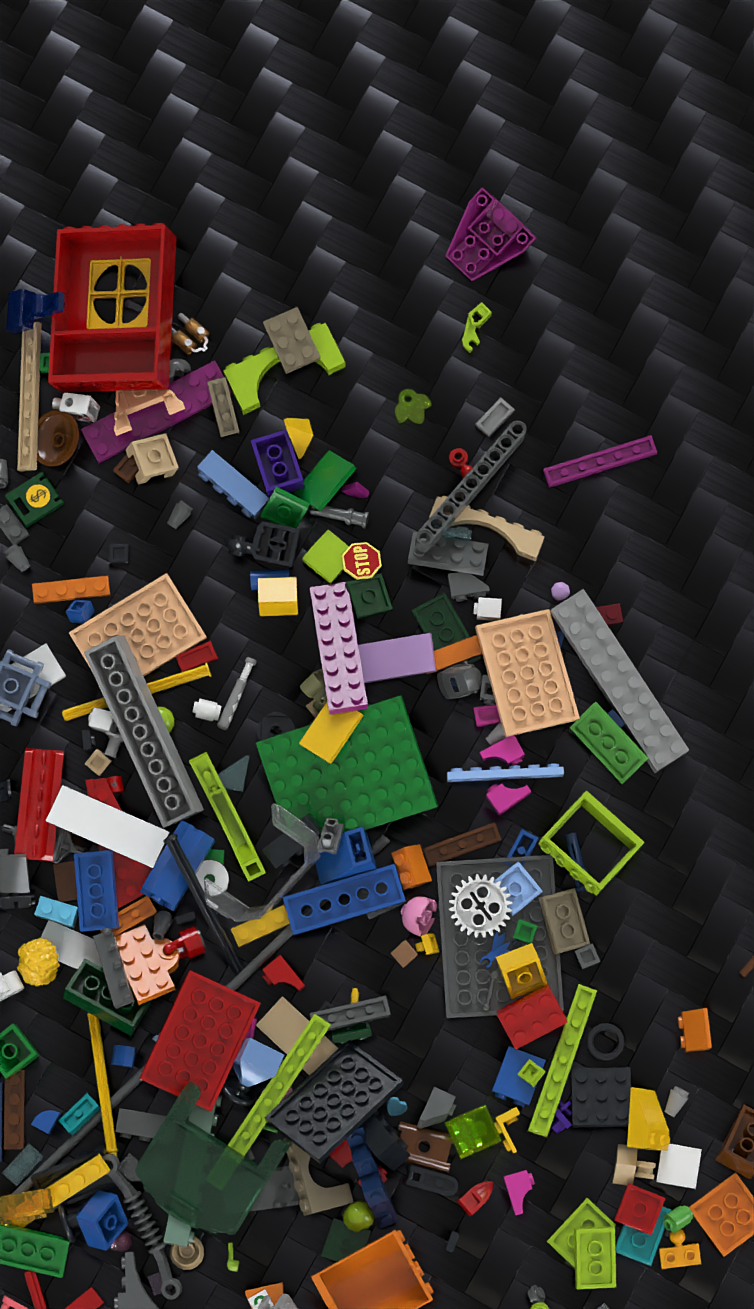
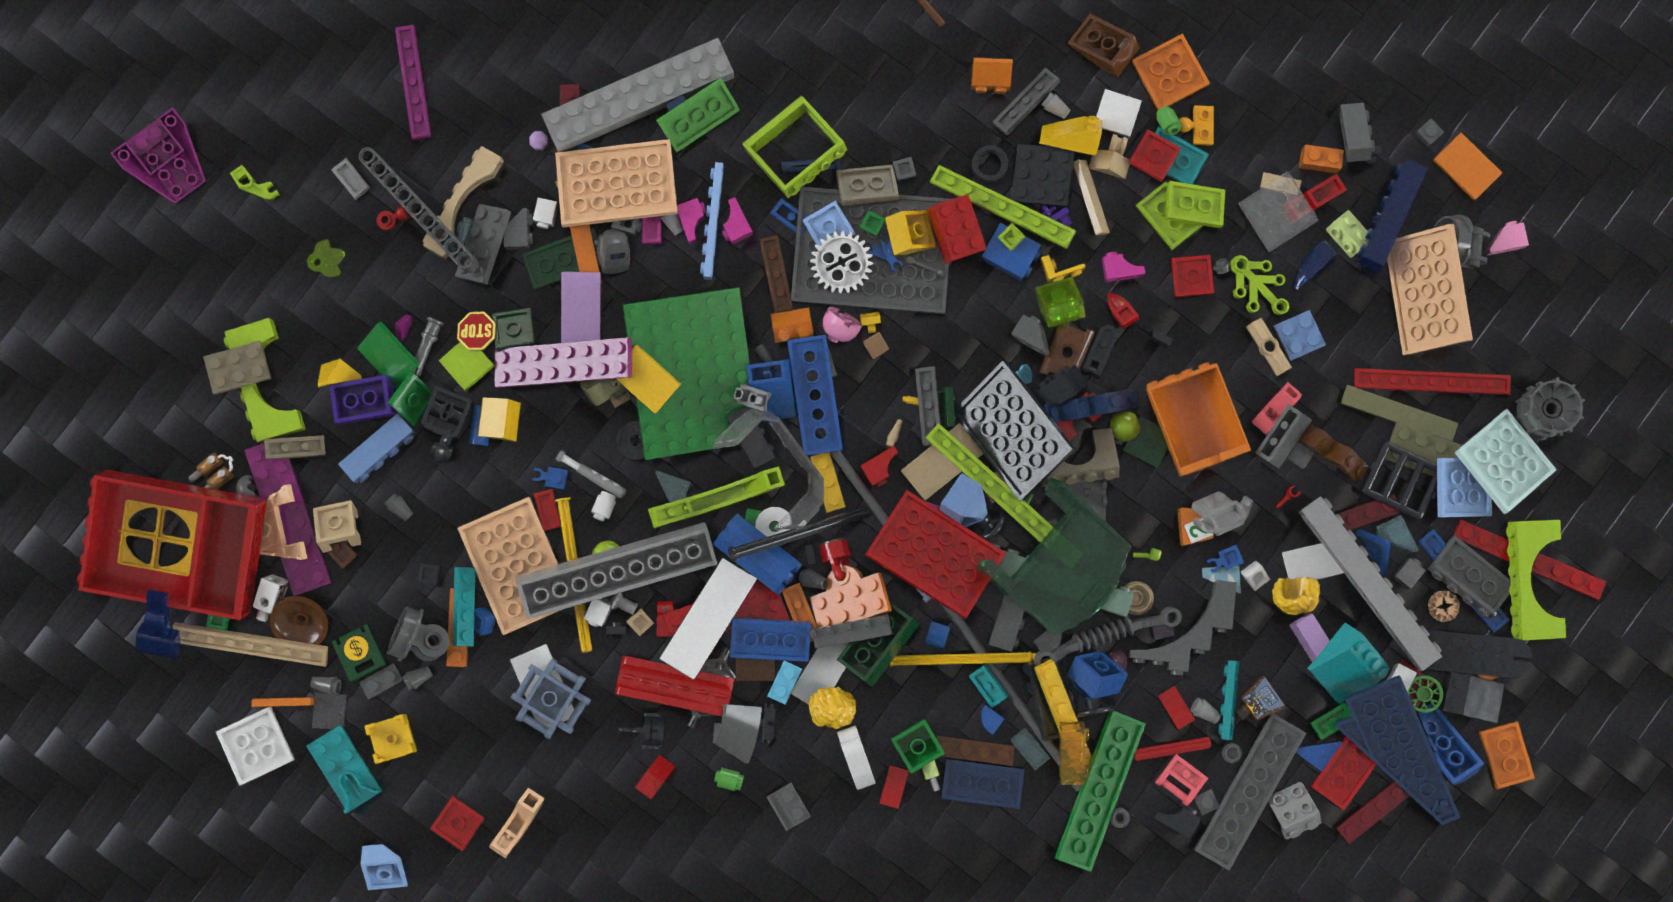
camera: 80 degrees left, 5 degrees up
(54, 545) = (414, 637): none -> dark grey piece
(90, 591) = (463, 606): none -> teal plate
(228, 658) = (554, 477): none -> blue plate
(318, 985) = (894, 434): none -> tan piece
(521, 1265) = (1192, 276): none -> red plate
(586, 1149) = (1090, 197): none -> tan tile
(675, 1070) = (1026, 101): none -> dark grey plate

